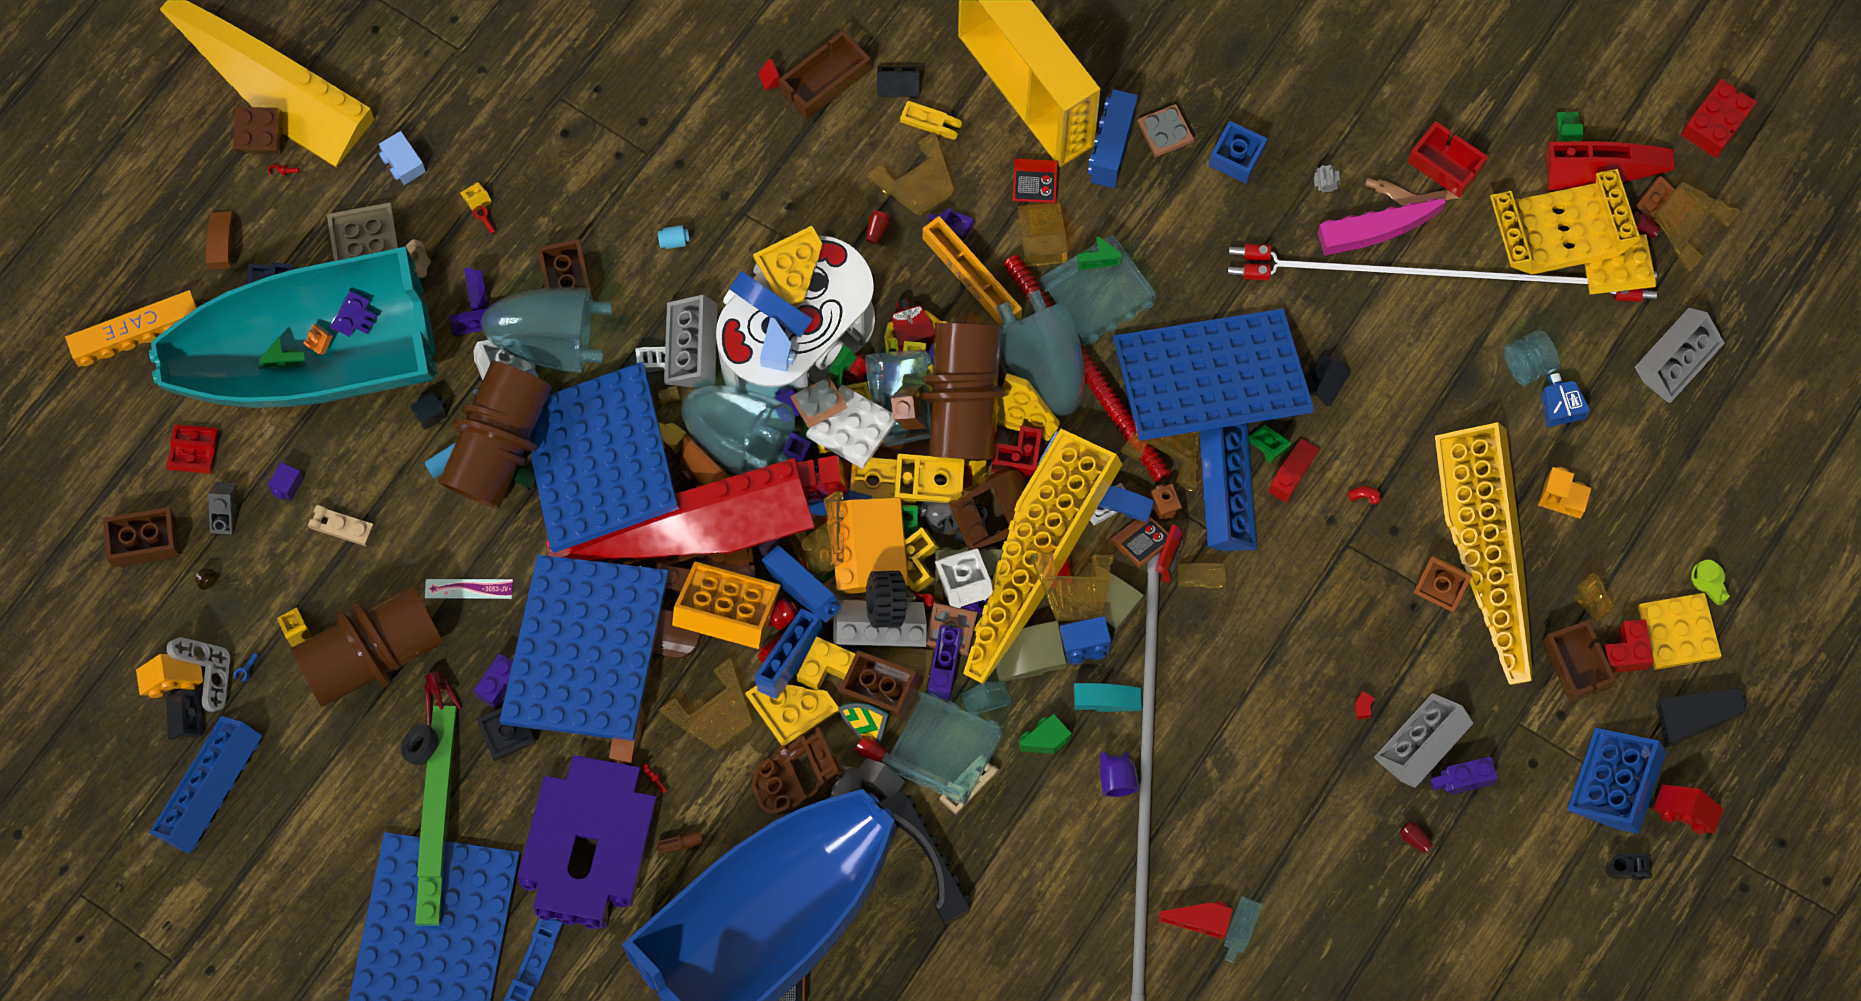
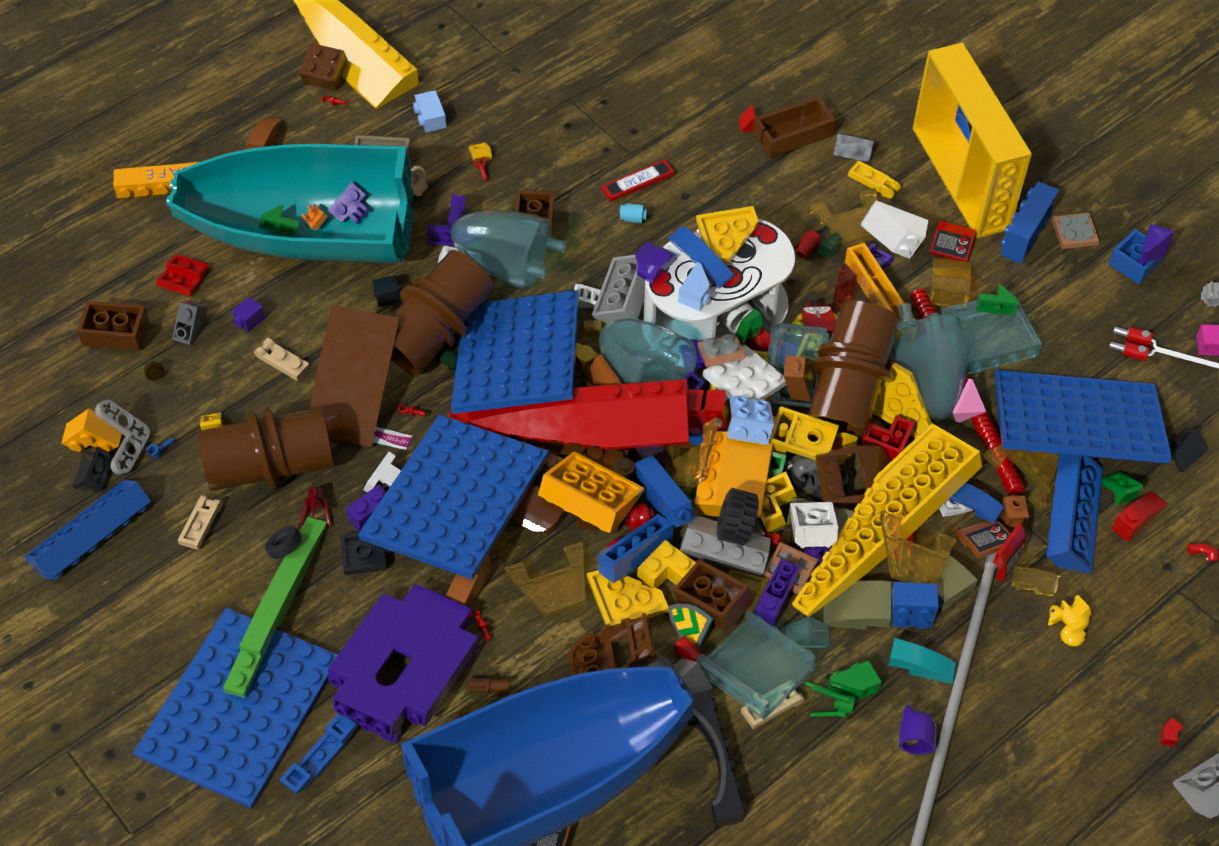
camera: 15 degrees right, 15 degrees down
(321, 744) = (199, 522): none -> tan plate
(431, 532) = (354, 373): none -> reddish brown piece
(500, 636) = (384, 473): none -> white piece
(504, 550) = (413, 411): none -> red hand
(666, 190) = (637, 180): none -> tile
(721, 324) = (653, 261): none -> dark purple slope
(752, 566) = (624, 466): none -> dark brown plate
(871, 481) = (750, 420): none -> light blue bracket
(901, 222) = (829, 245): none -> clear green cone
(932, 275) = (845, 286): none -> clear red panel
(971, 189) = (895, 228): none -> white slope
(1037, 761) = (842, 702): none -> green plant
(1094, 389) = (969, 403): none -> bright pink slope
(1248, 606) = (1076, 620): none -> yellow animal
(1254, 140) = (1155, 243): none -> dark purple slope

